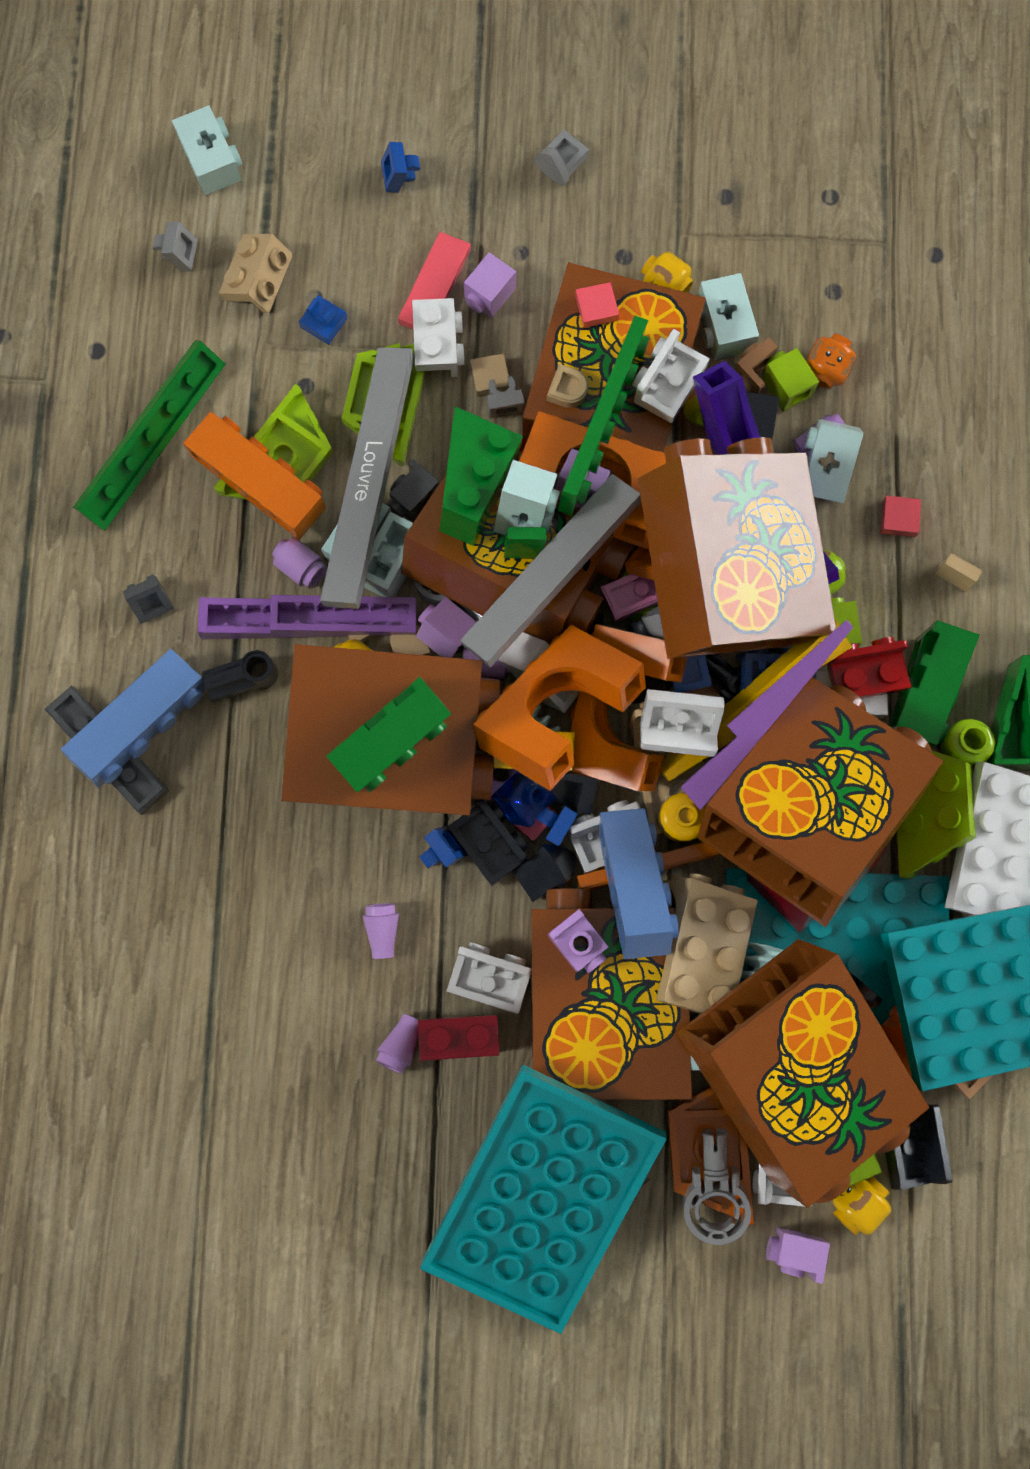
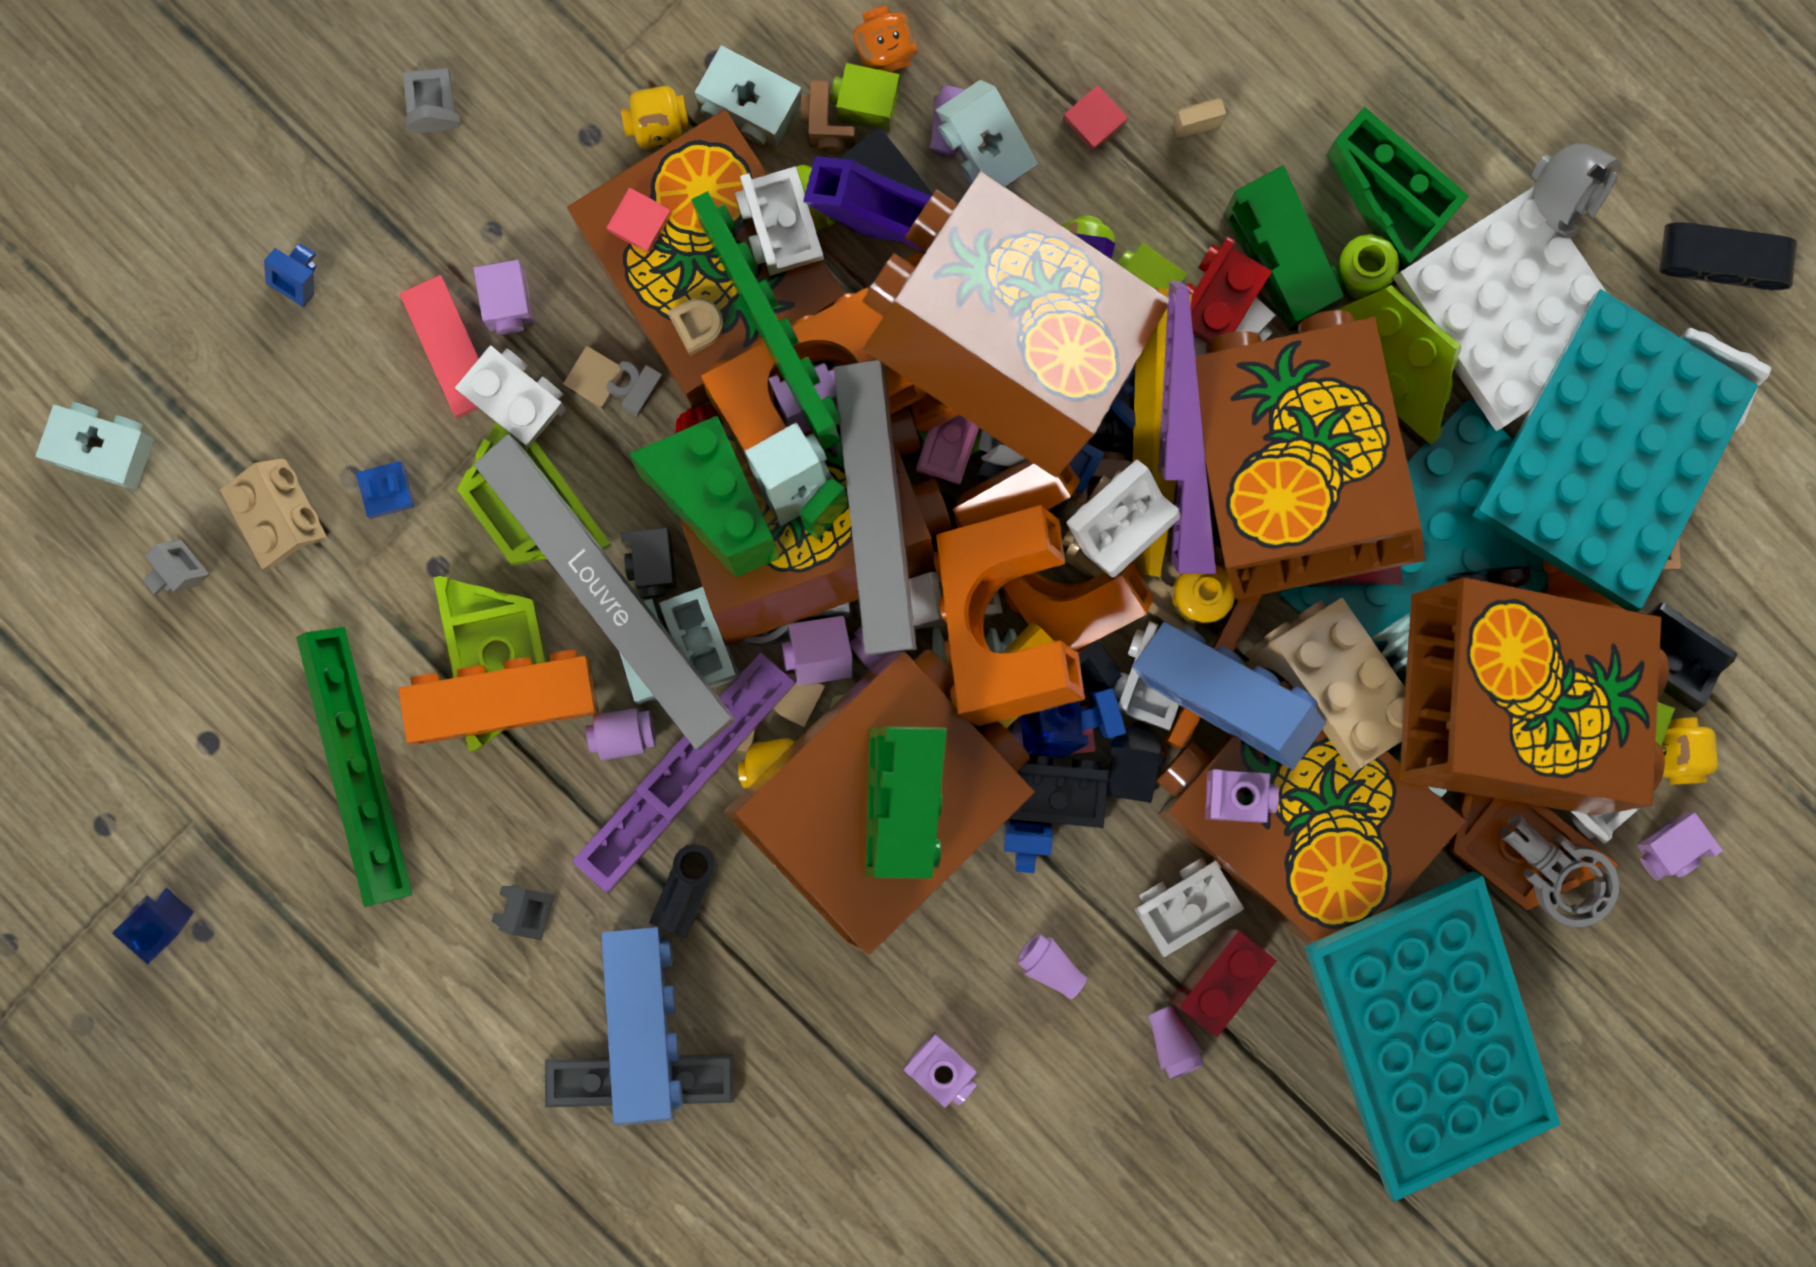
camera: 50 degrees left, 5 degrees up
(272, 907) = (928, 1058): none -> lavender brick

